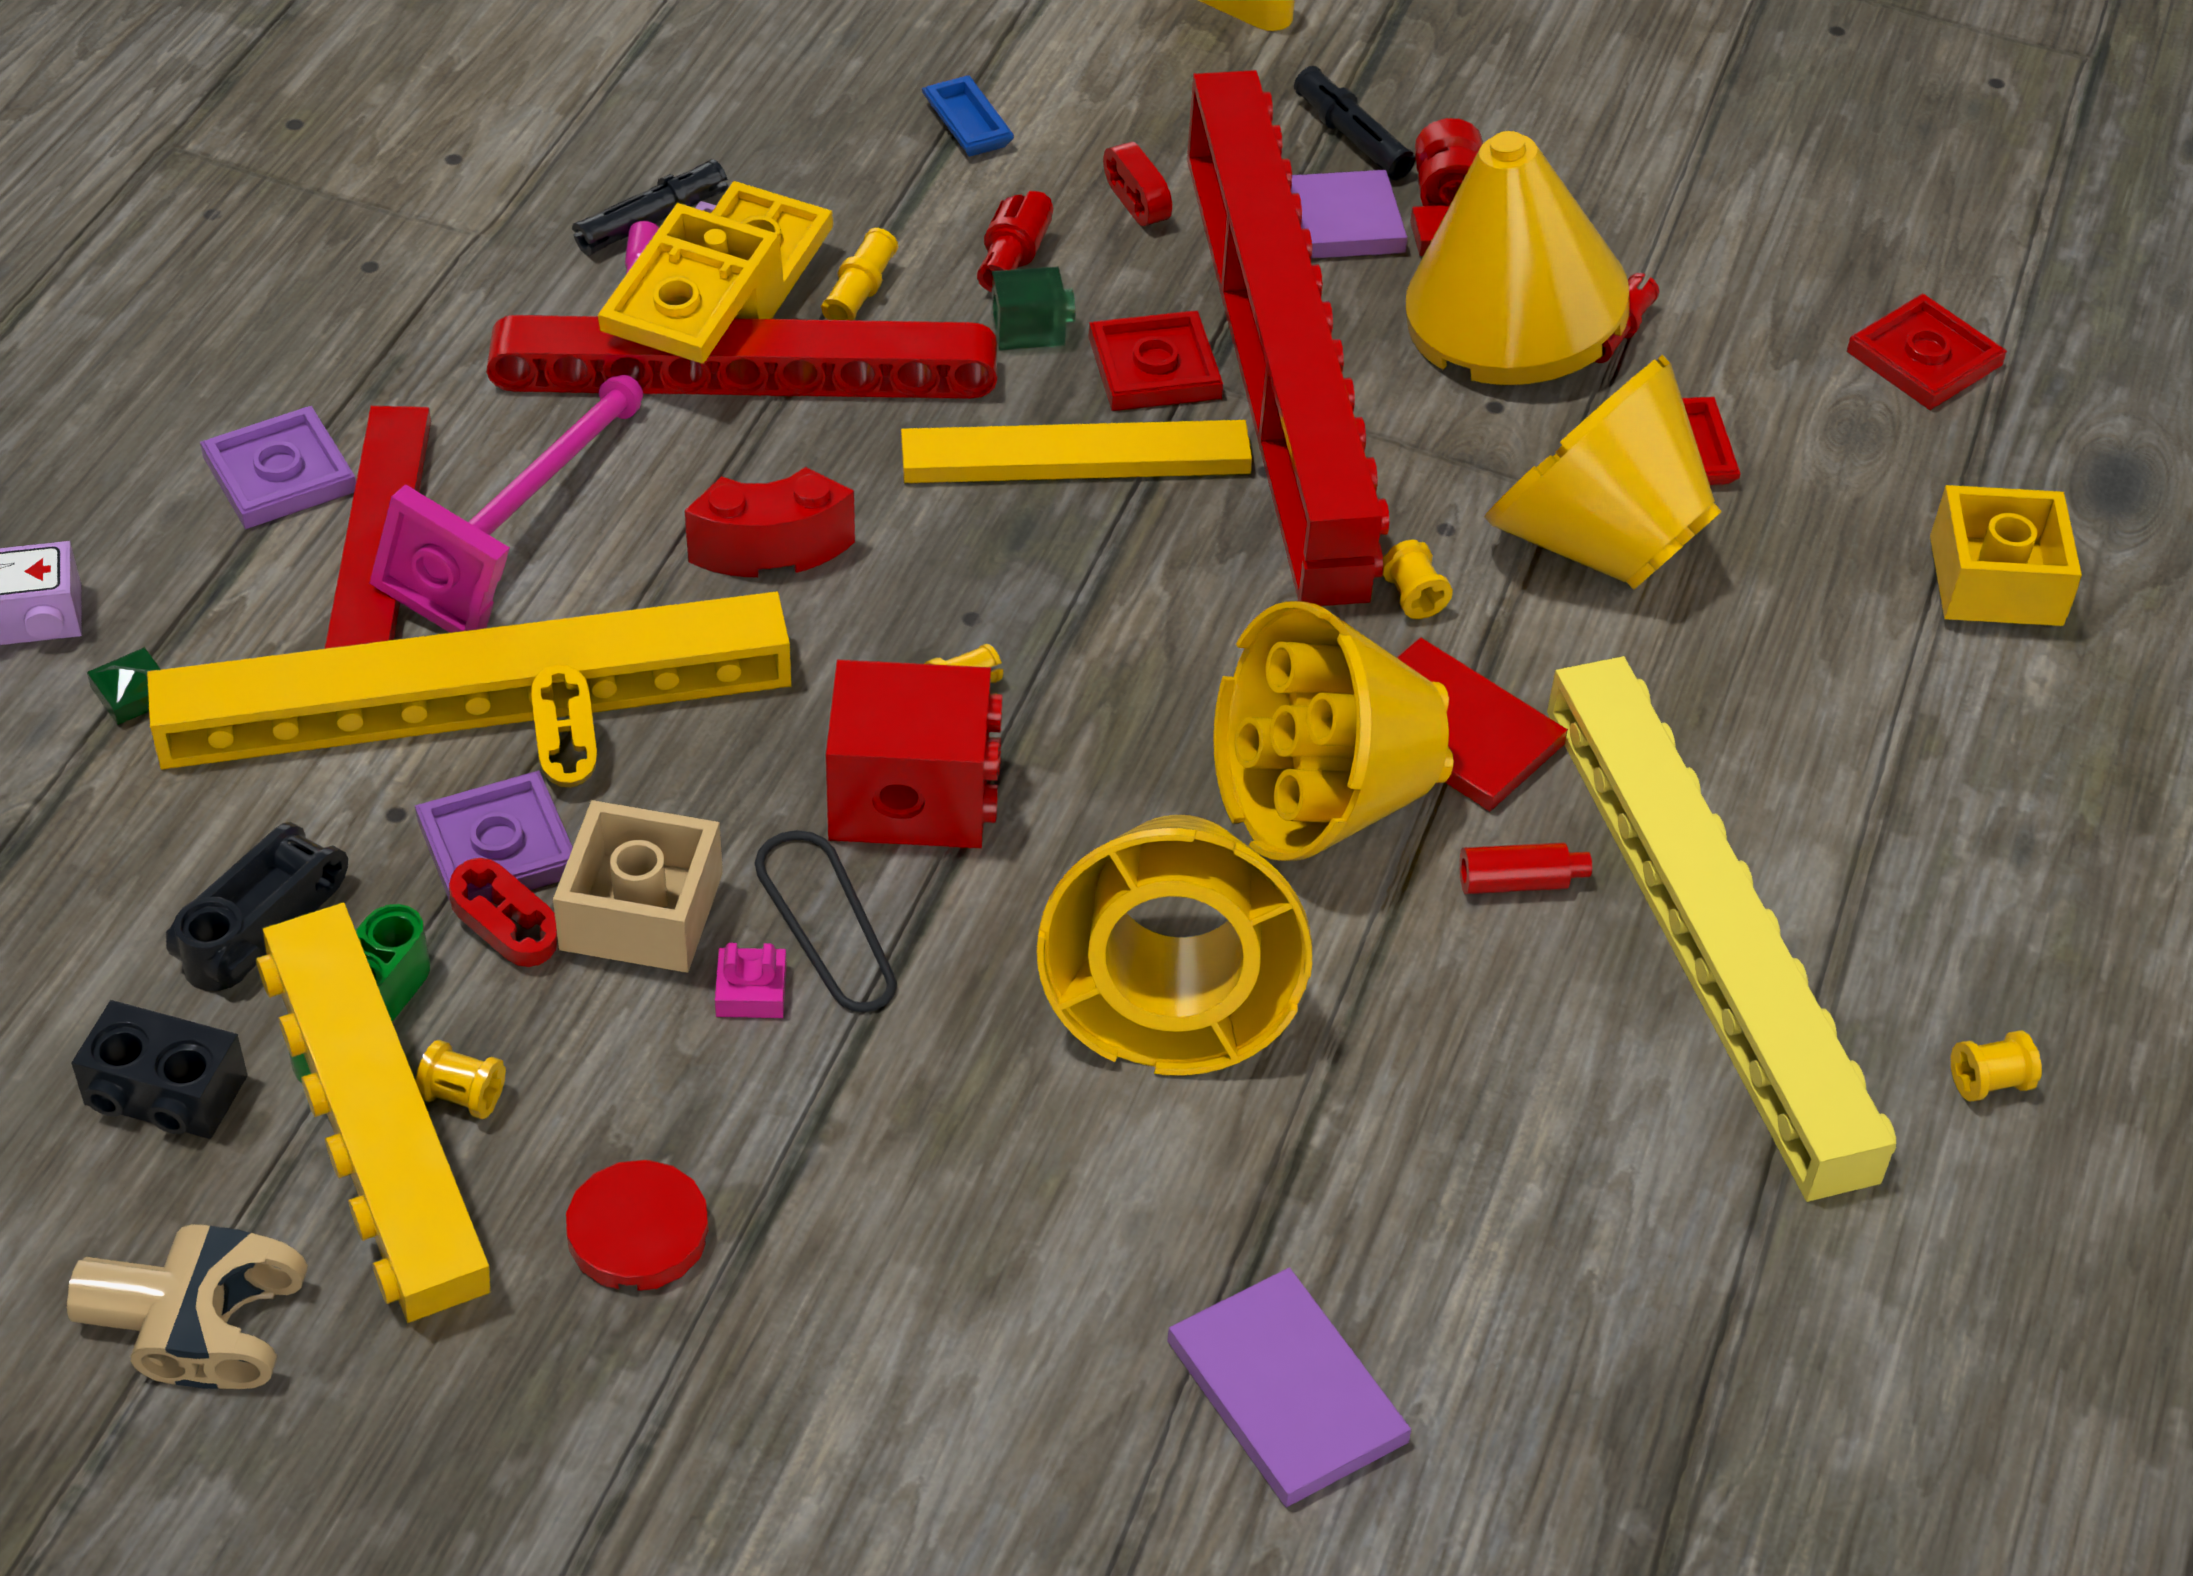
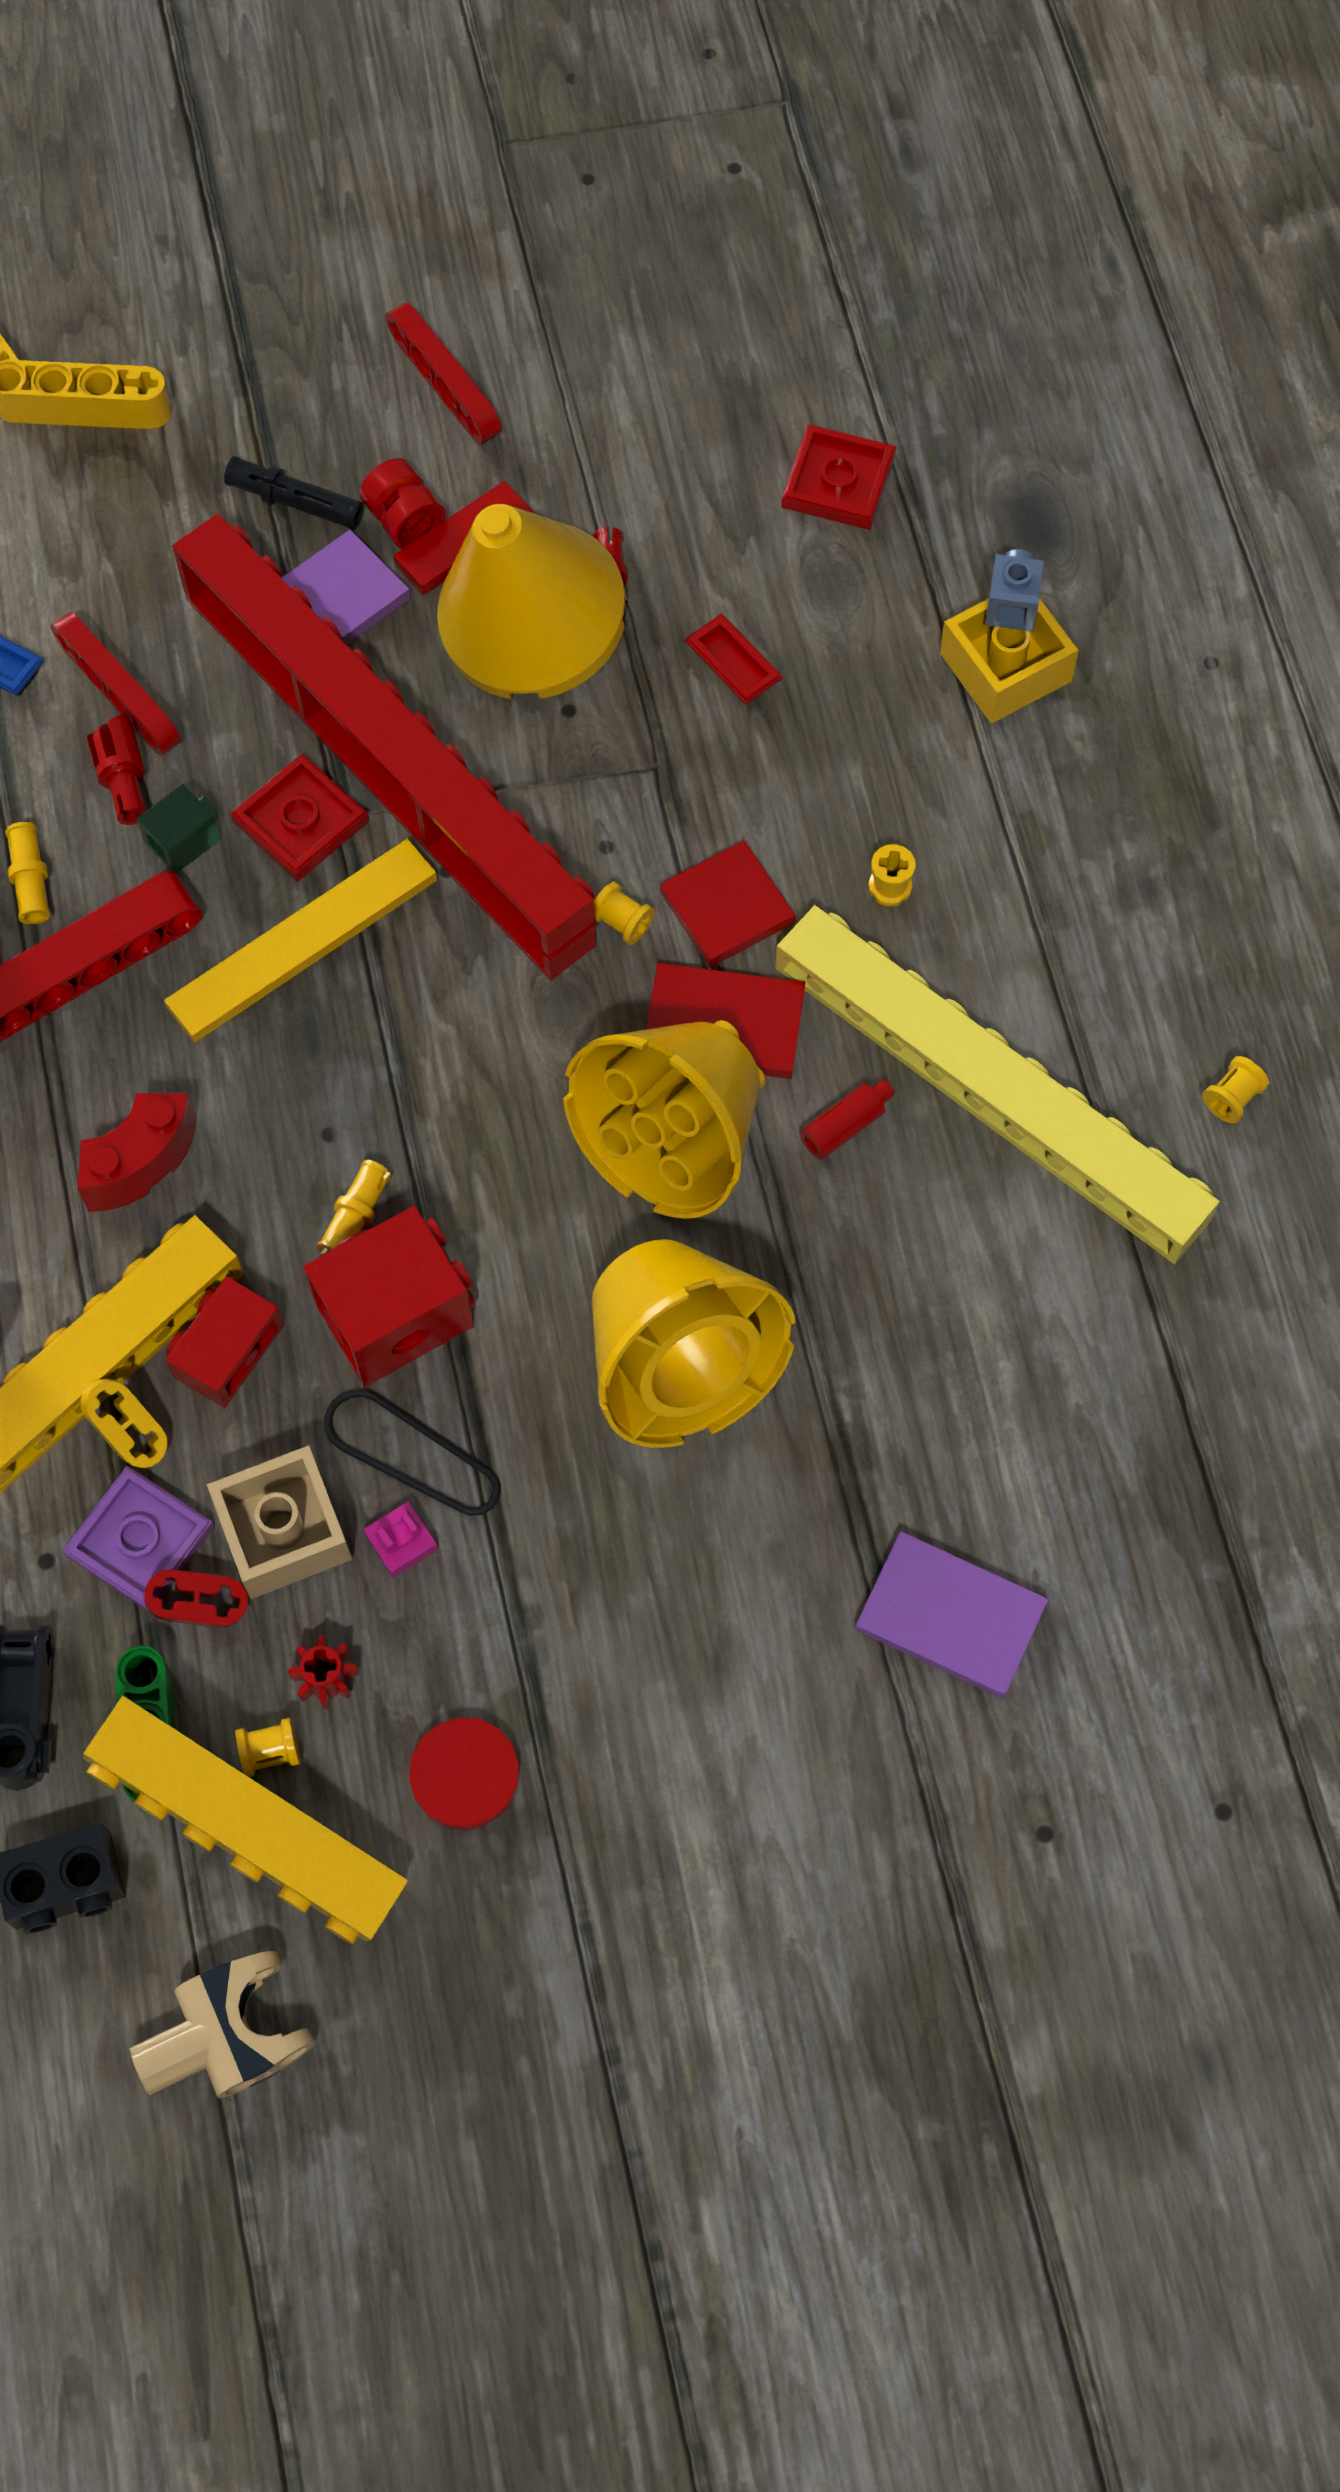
camera: 30 degrees left, 20 degrees up
(571, 1044) = (335, 1679): none -> red gear
(720, 718) = (224, 1341): none -> red brick
(1064, 180) = (115, 683): none -> red beam
(1137, 183) = (174, 654): red beam -> none
(1533, 626) = (727, 903): none -> red tile
(1573, 99) = (443, 373): none -> red beam
(1619, 486) = (717, 755): yellow cone -> none
(1734, 676) = (896, 861): none -> yellow bush
(2048, 471) = (1015, 584): none -> sand blue brick

